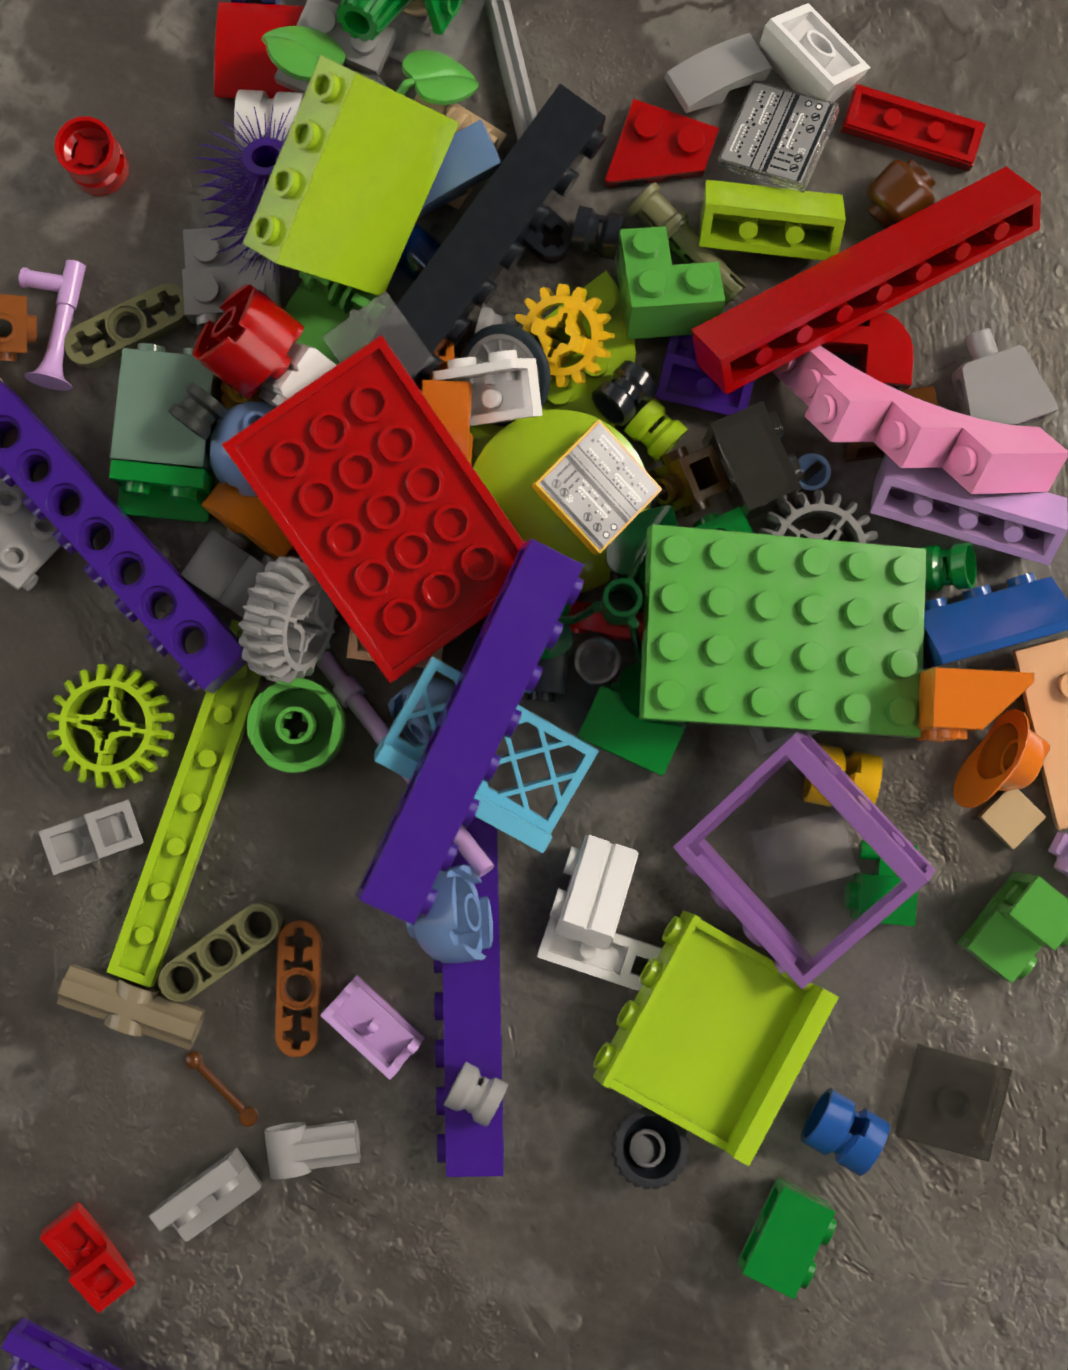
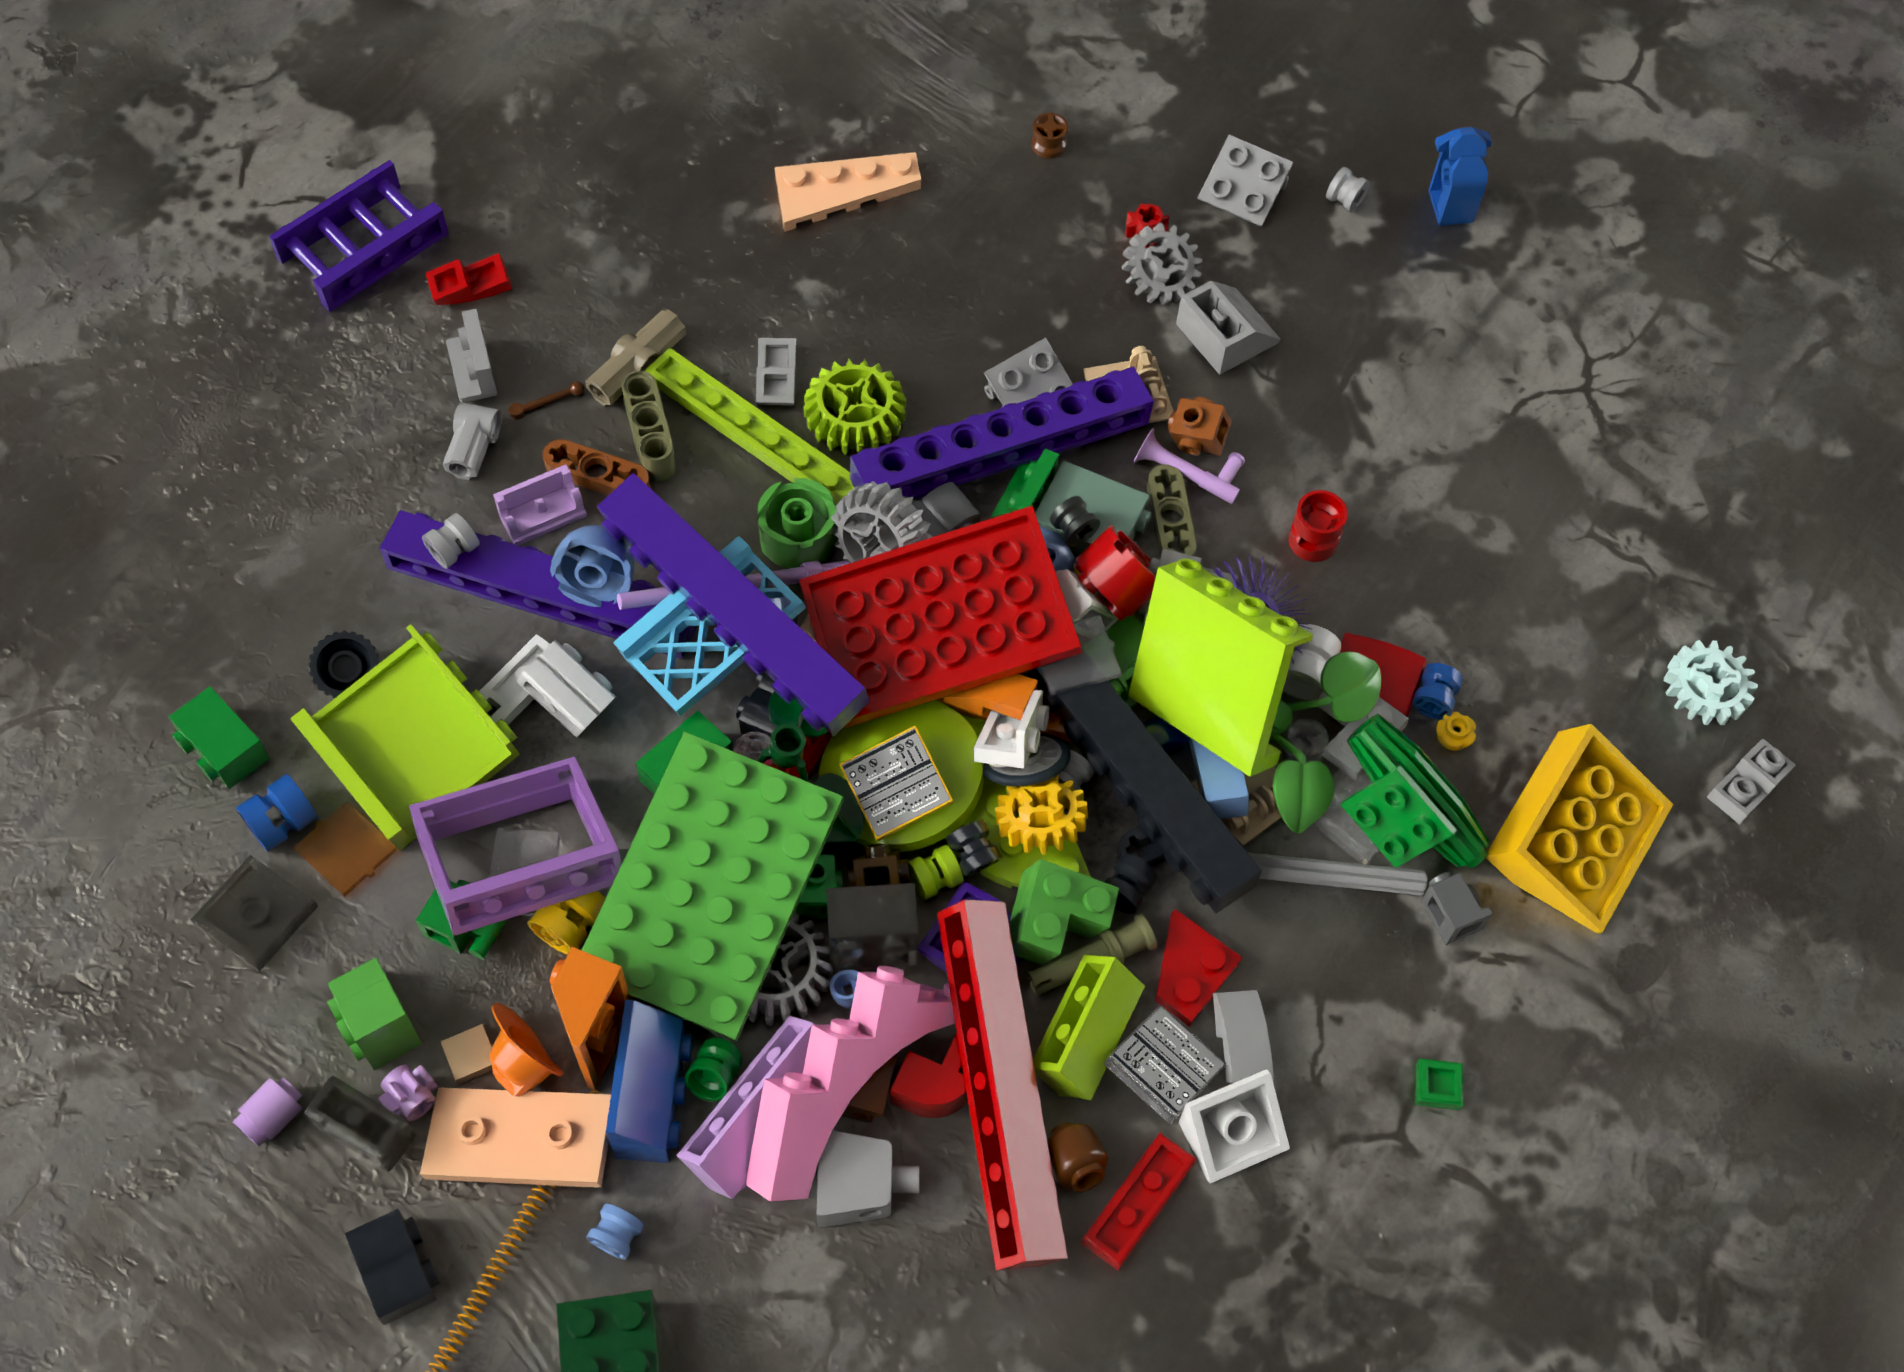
camera: 105 degrees right, 25 degrees down
(849, 1050) = (345, 849): none -> clear orange piece

